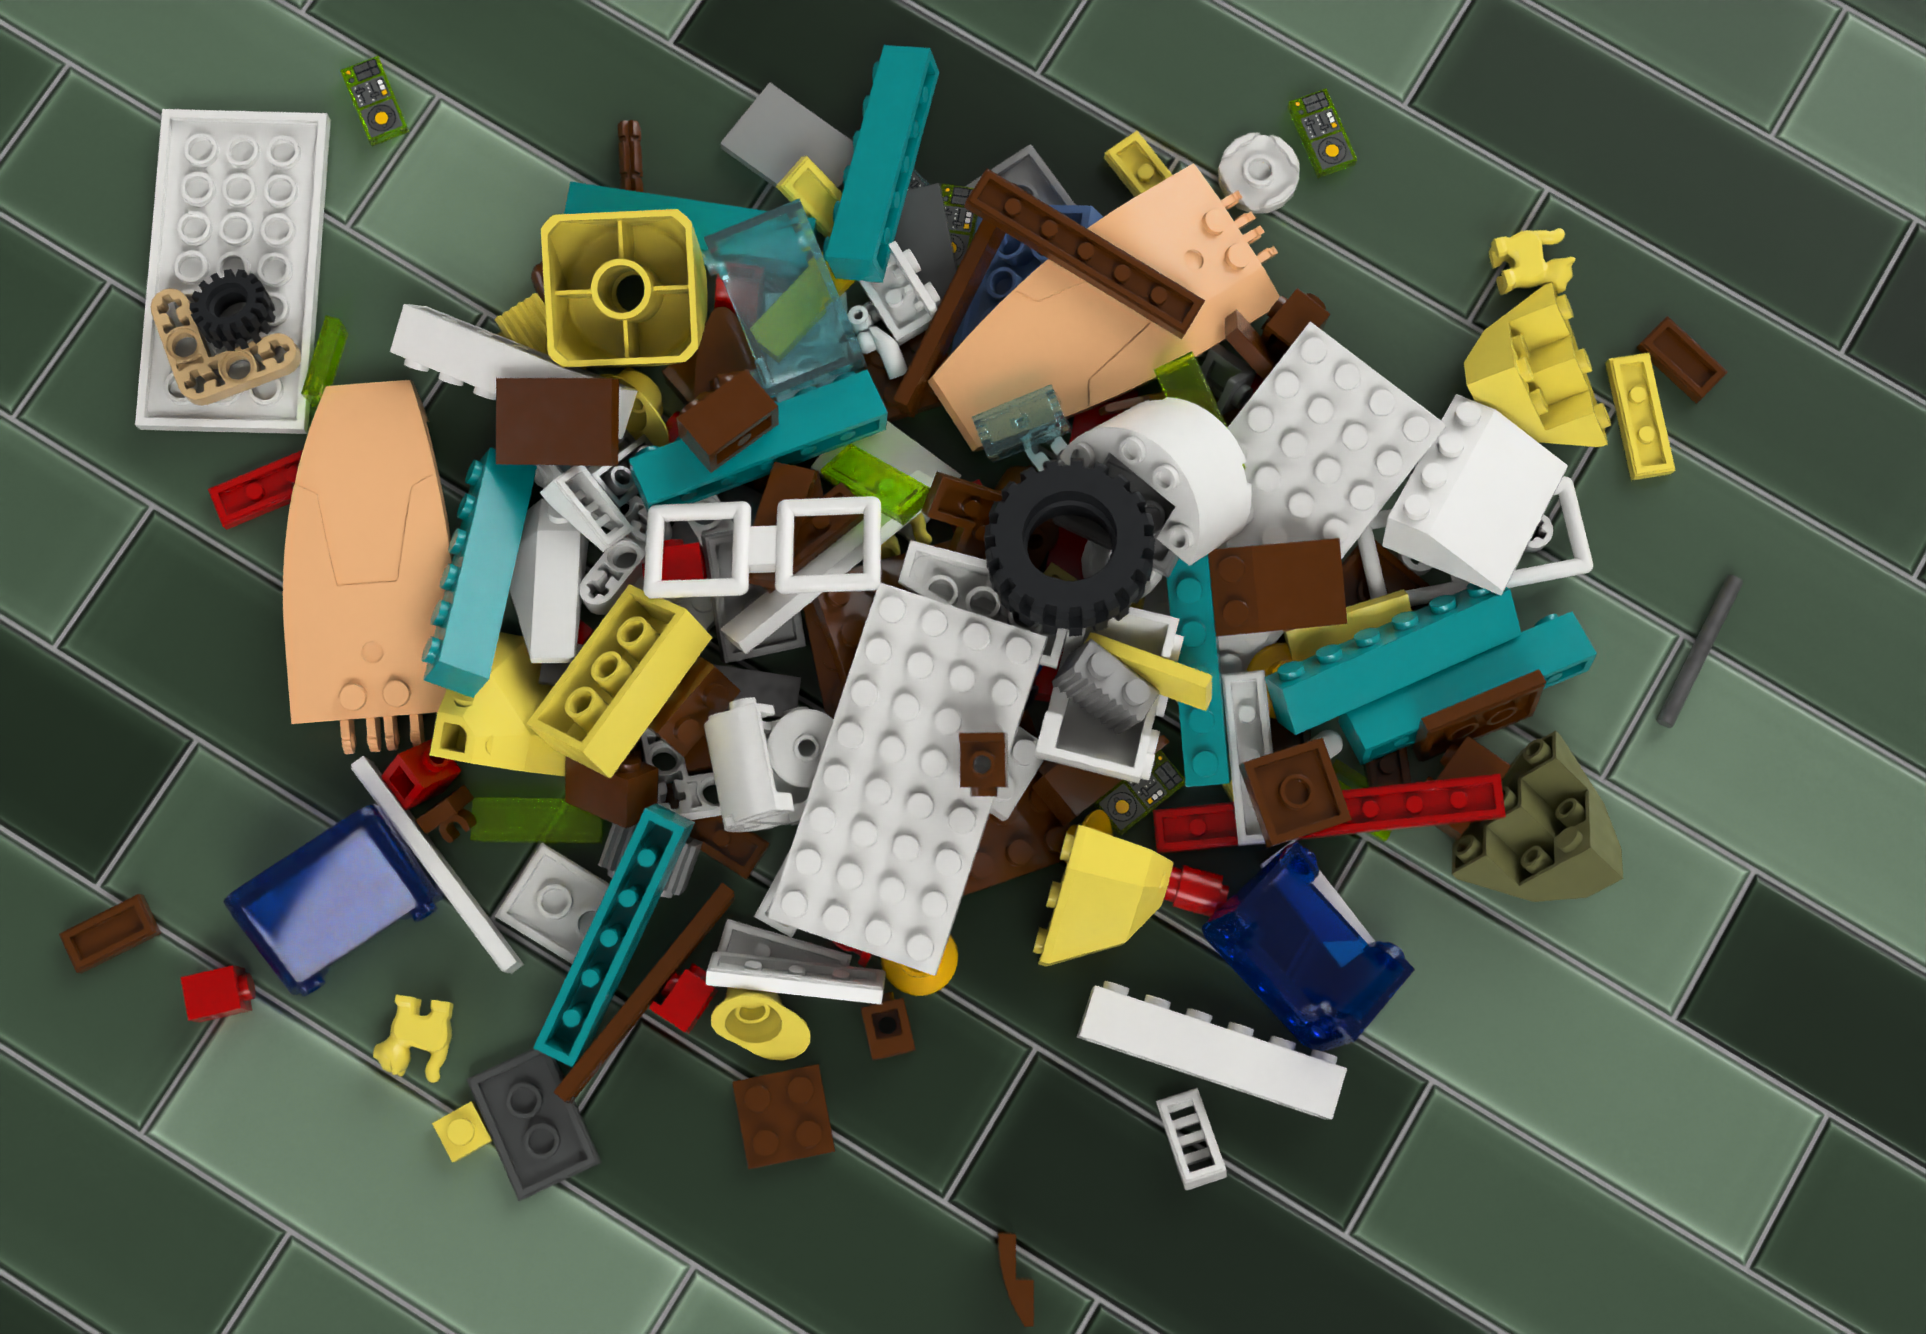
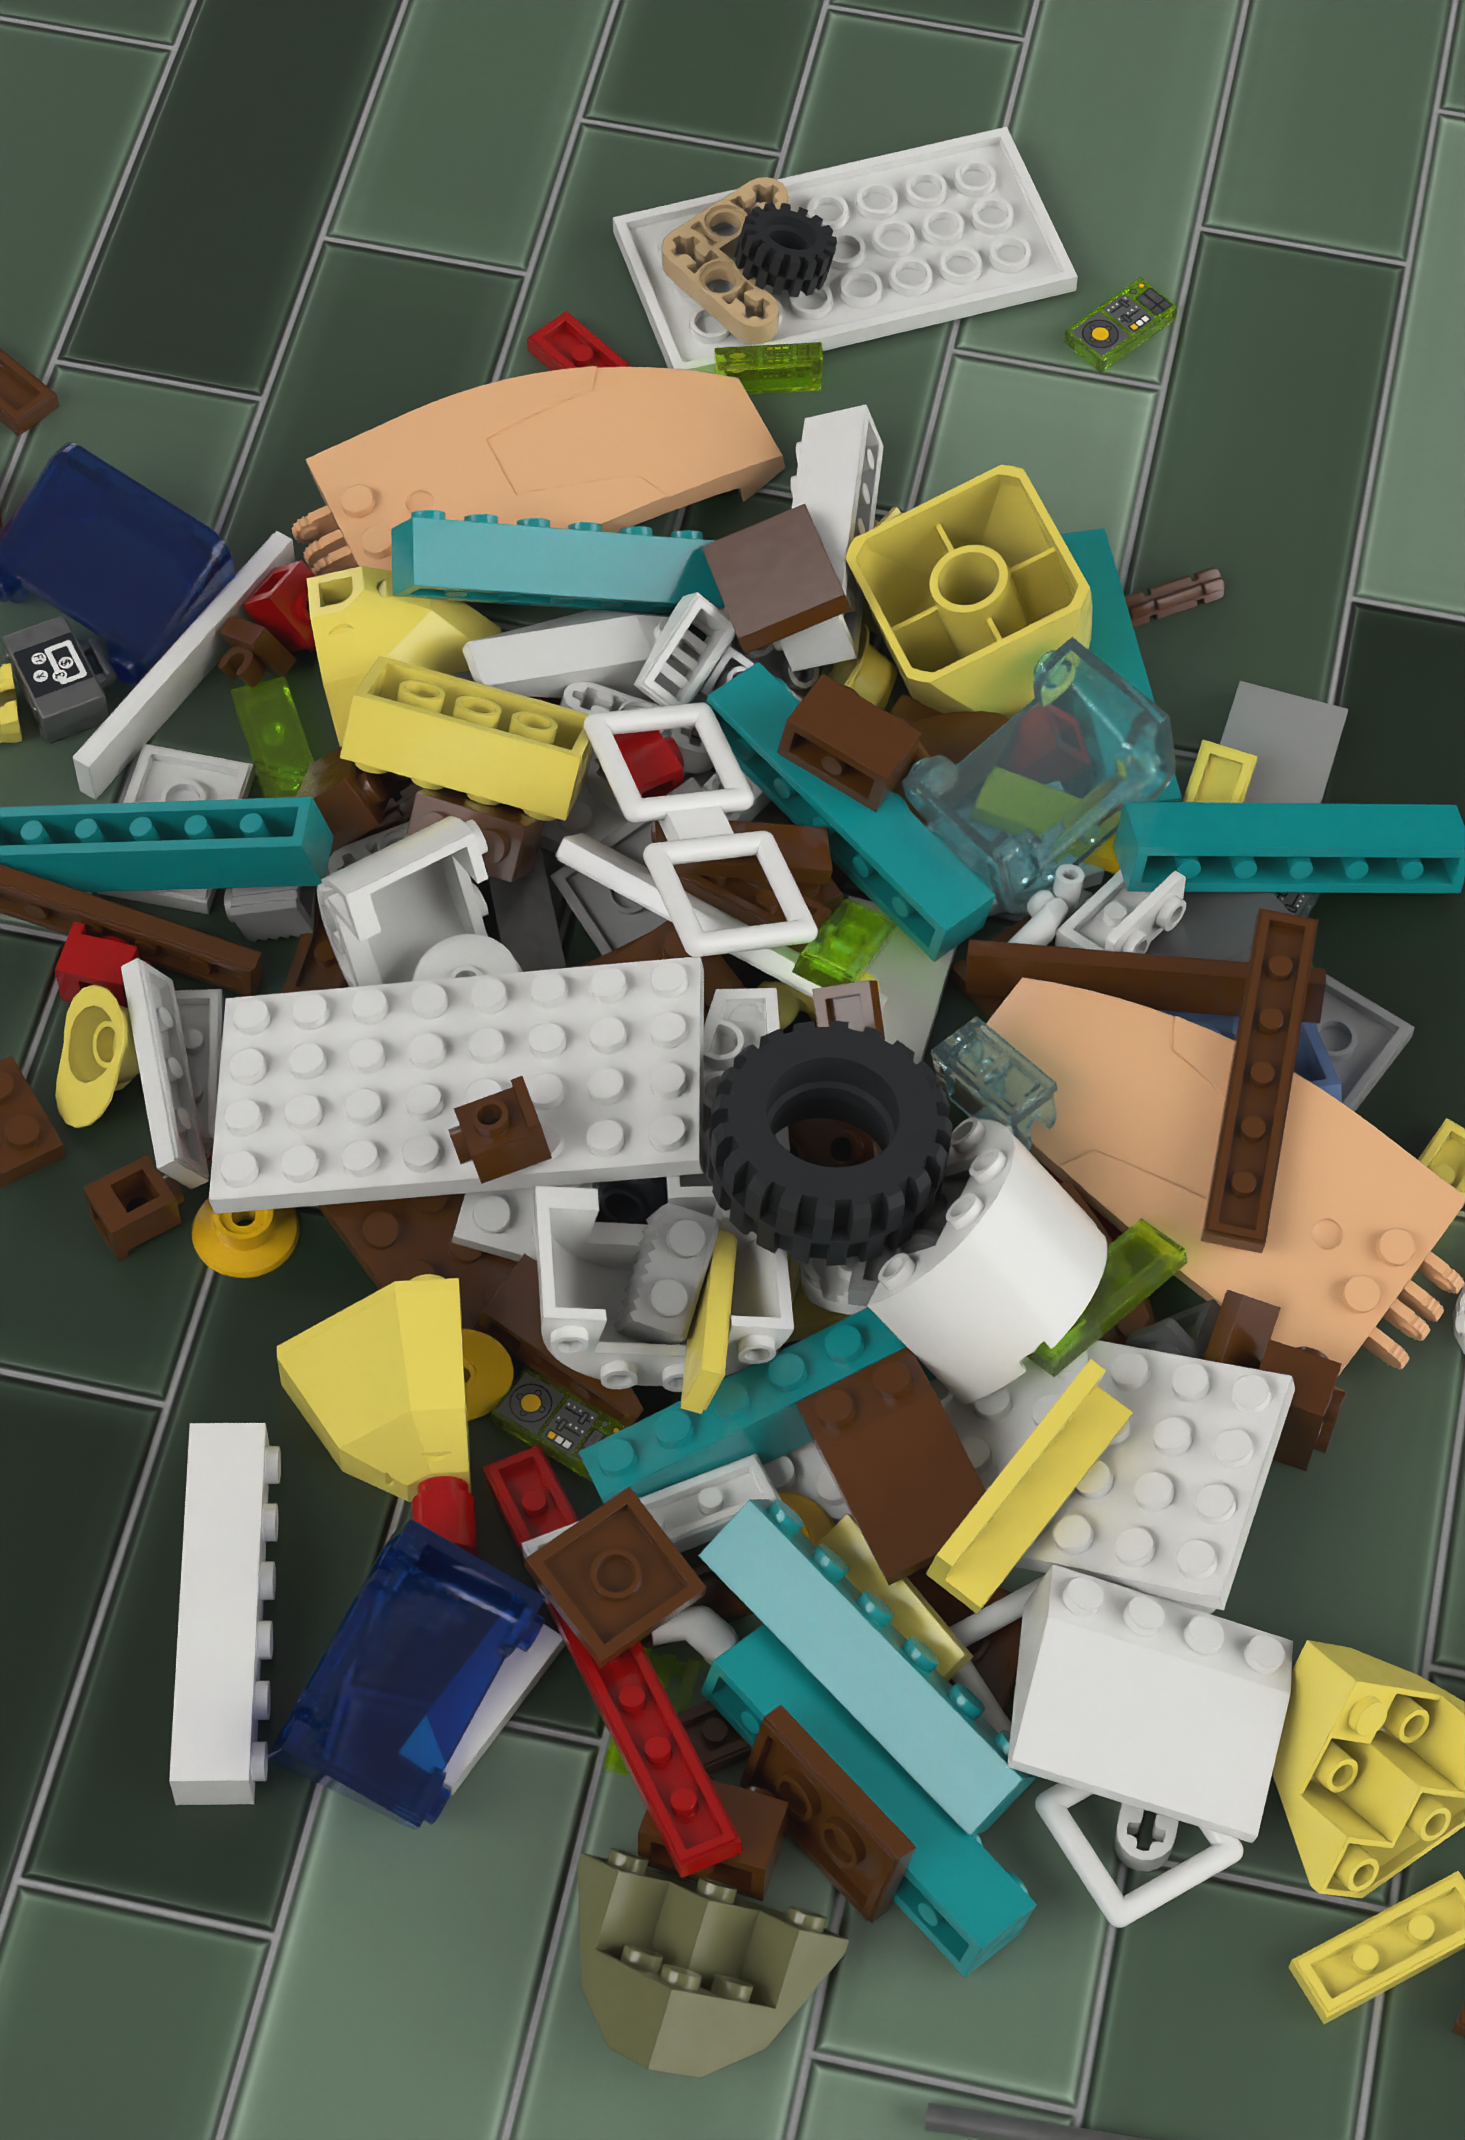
camera: 75 degrees right, 20 degrees down
(413, 962) = (58, 677): none -> flat silver piece
(1205, 1175) = (80, 1659): white slope -> none
(1332, 512) = (1029, 1490): none -> light yellow fence

